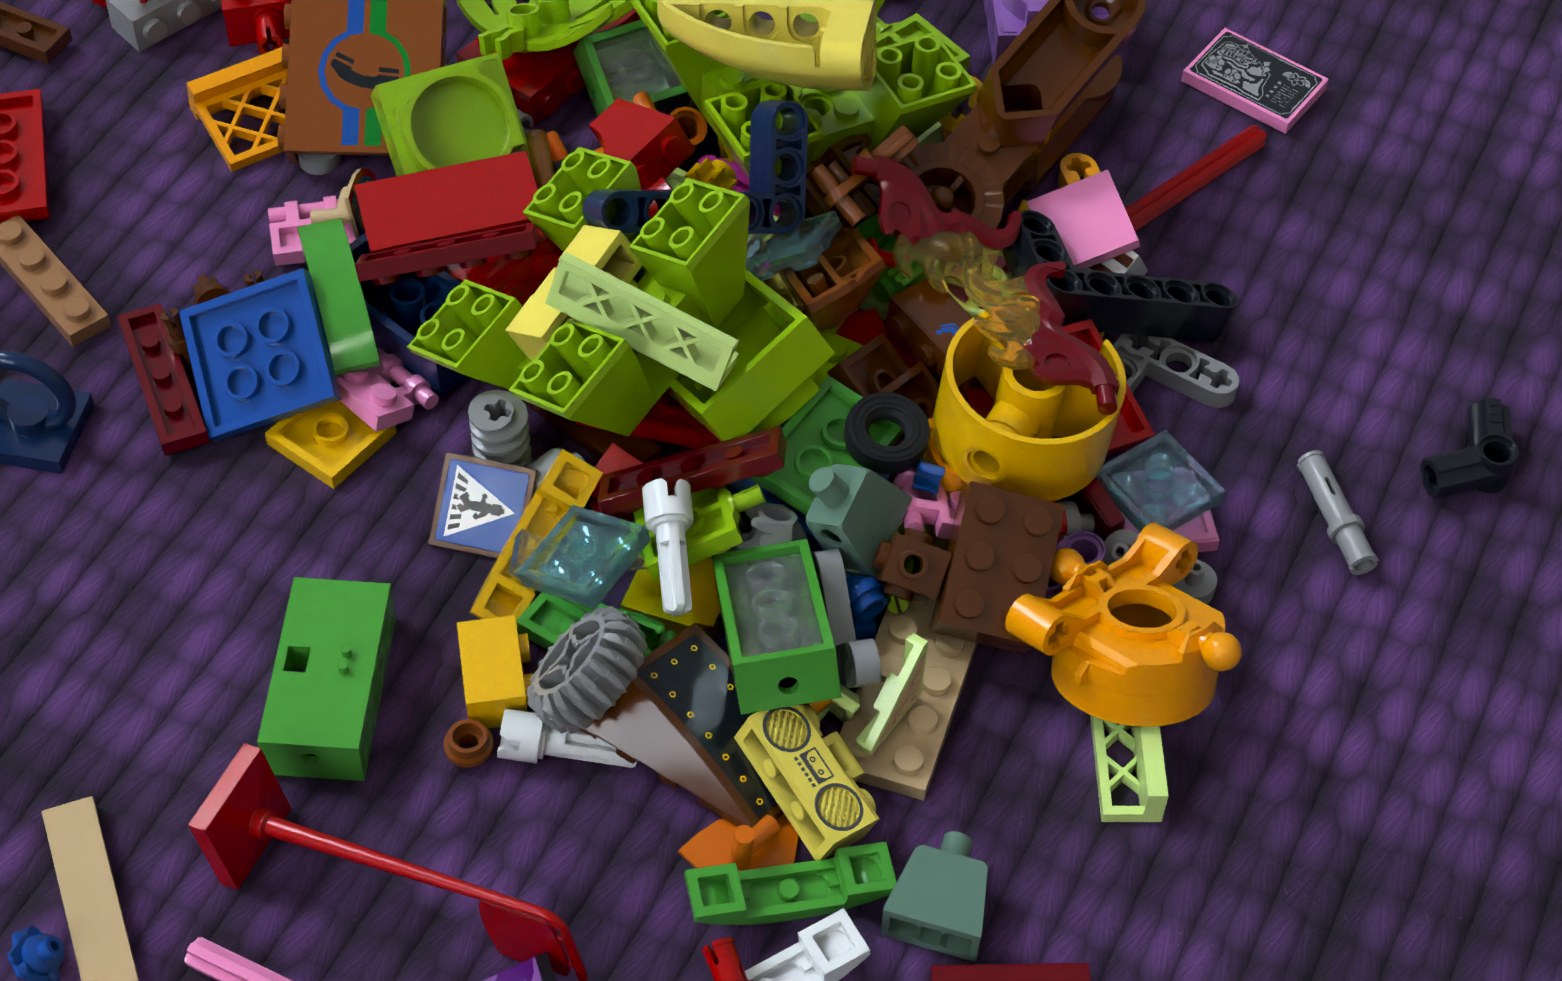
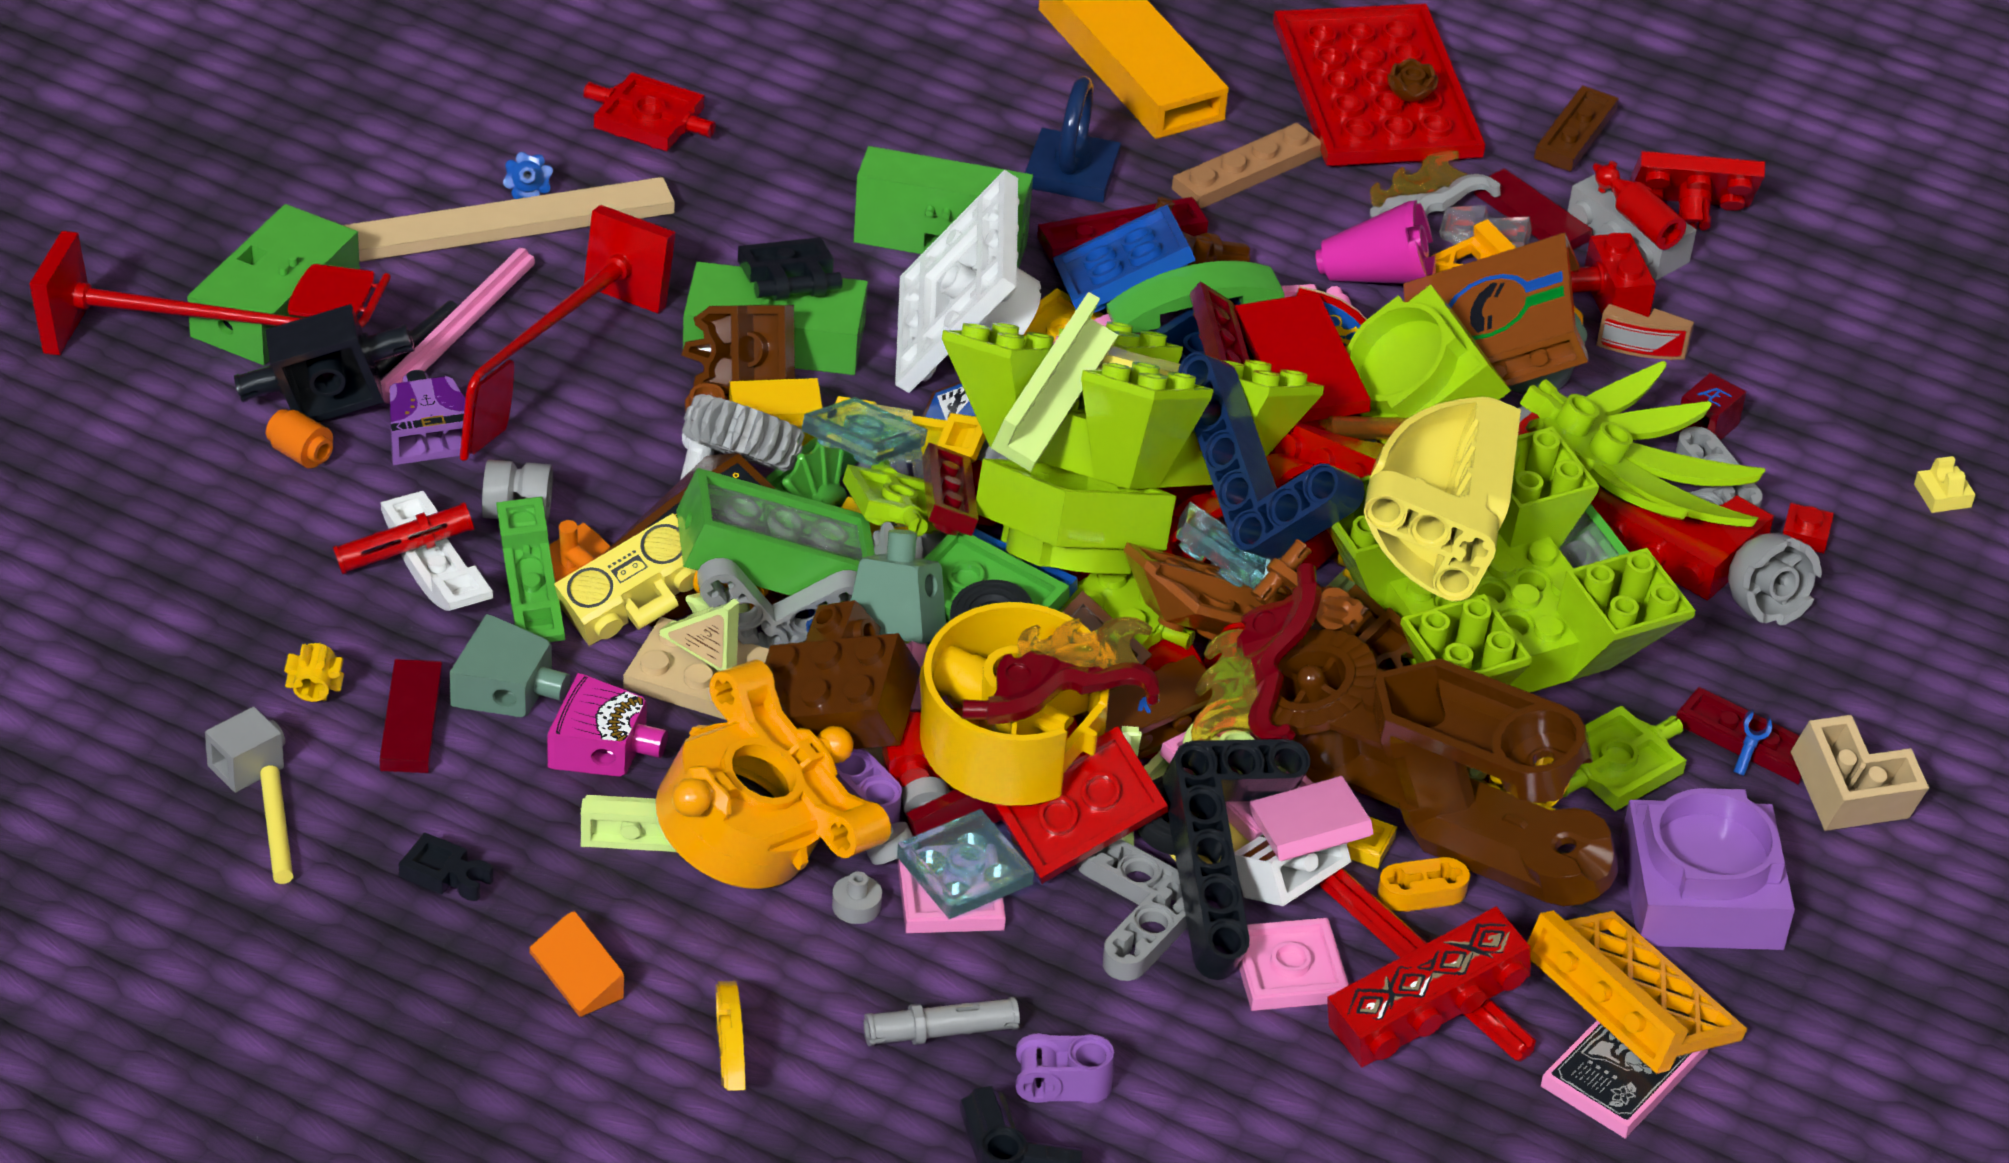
camera: 90 degrees right, 10 degrees down
(109, 147) = (1433, 185): none -> piece
(136, 69) = (1545, 216): none -> dark red tile
(149, 518) = (914, 198): none -> bright green brick
(167, 106) = (1460, 221): none -> clear slope
(229, 161) = (1380, 249): none -> dark pink cone
(279, 642) = (789, 268): none -> black plate
(310, 521) = (964, 279): none -> white piece
(406, 694) = (744, 344): none -> reddish brown plate
(652, 913) = (507, 483): none -> light grey wheel
(669, 519) = (888, 459): white piece -> none
(1016, 802) = (601, 730): none -> dark pink torso
(1198, 75) = (1624, 1006): none -> light orange fence
(1199, 261) = (1291, 964): none -> bright pink tile
(1233, 174) = (1429, 987): none -> red brick
(1240, 933) = (442, 864): none -> black plate
(1340, 802) = (579, 965): none -> orange slope
(1374, 419) = (1069, 1068): none -> medium lavender piece
(1415, 659) = (730, 1035): none -> yellow tile

